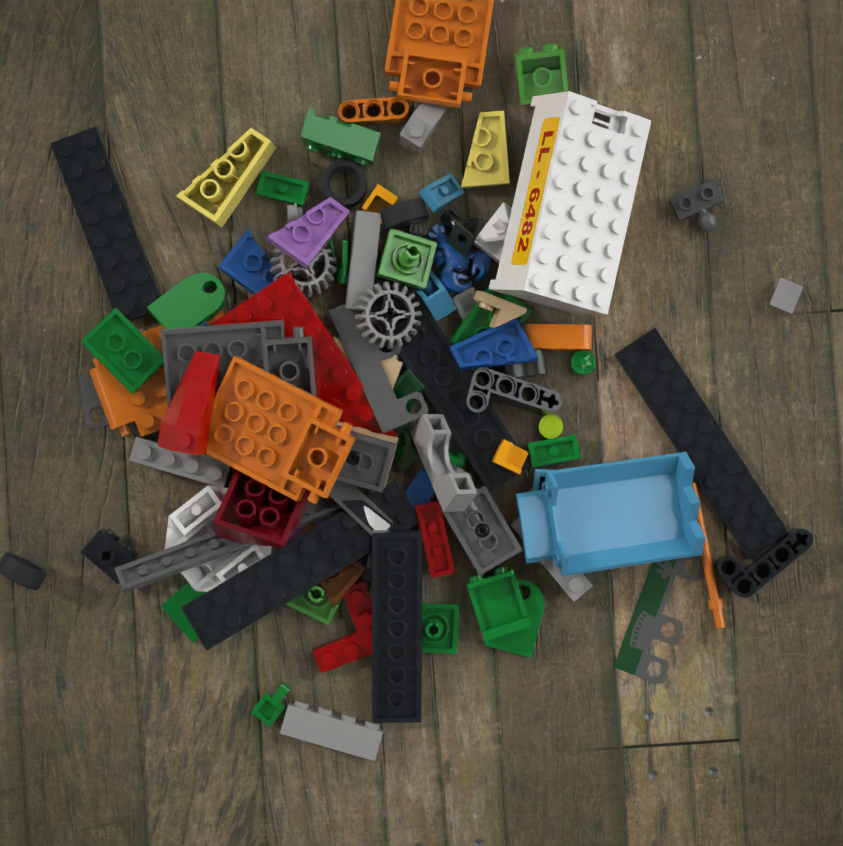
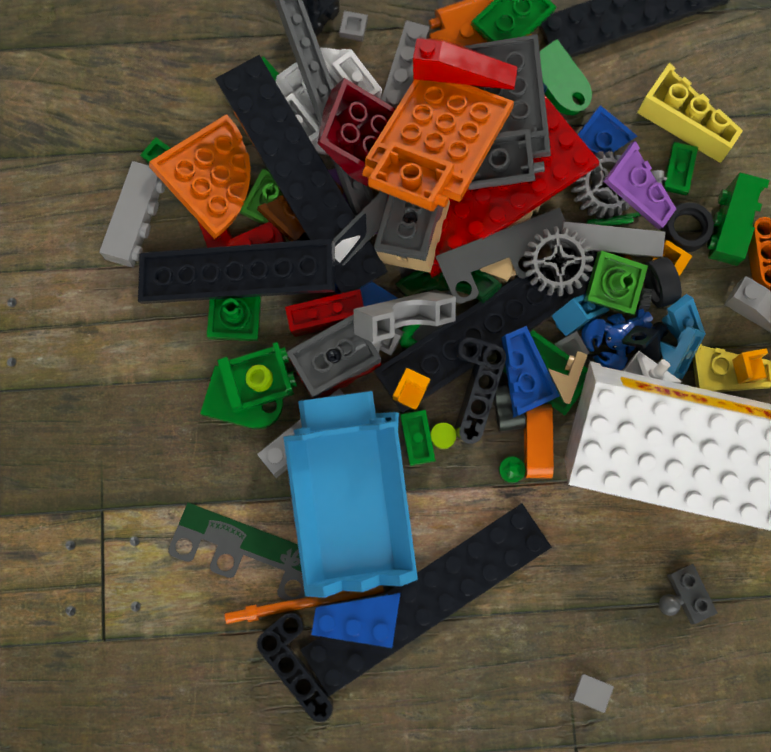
camera: 90 degrees right, 10 degrees down
(127, 514) = (353, 26): none -> light grey plate
(293, 656) = (208, 174): none -> orange plate
(474, 200) = (682, 355): none -> dark azure slope
(488, 135) = (750, 366): none -> light orange panel
(499, 601) = (259, 378): none -> lime tile
(724, 505) = (359, 621): none -> blue wing

